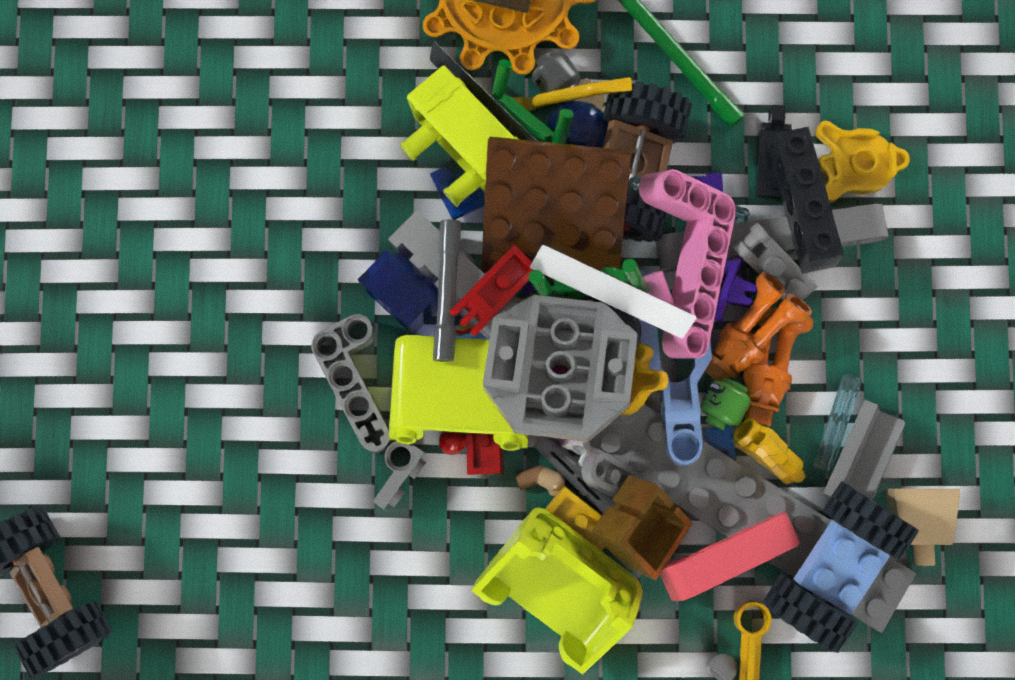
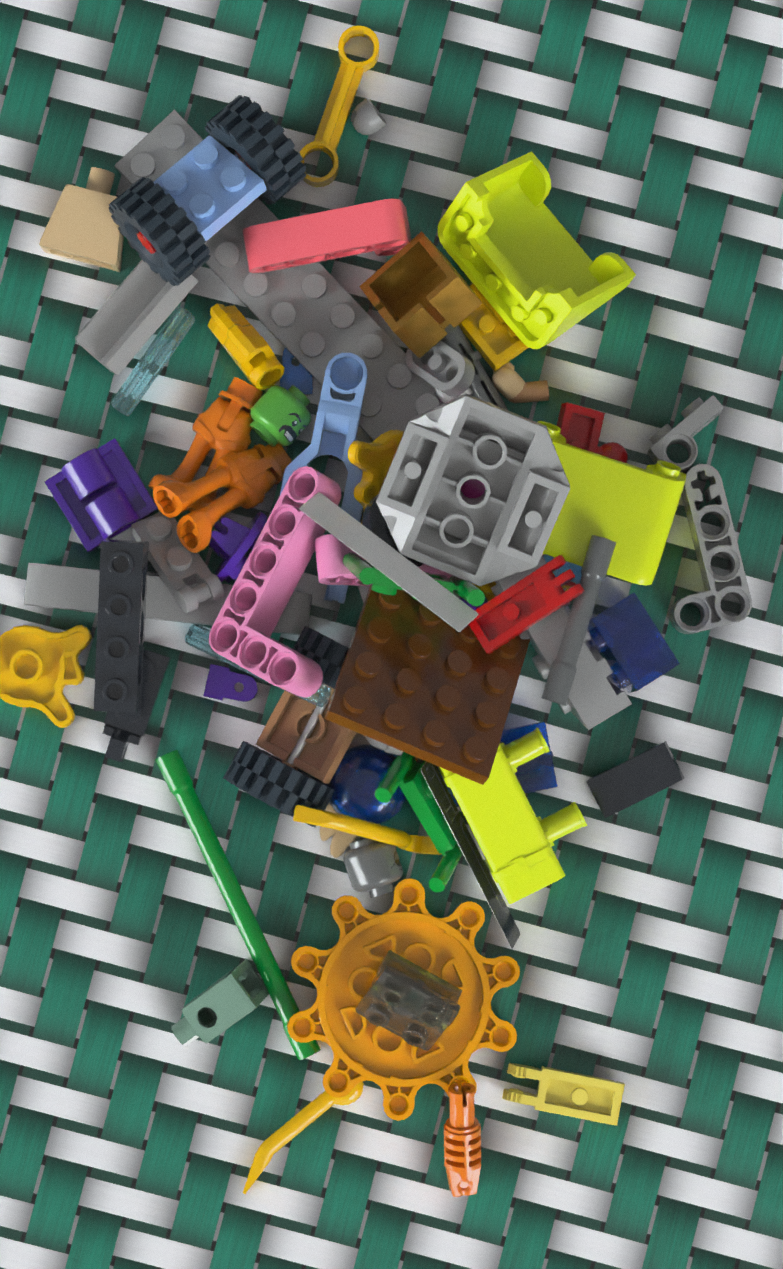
camera: 165 degrees left, 5 degrees up
(369, 194) = (635, 779): none -> black slope
(848, 305) = (101, 494): none -> dark purple plate

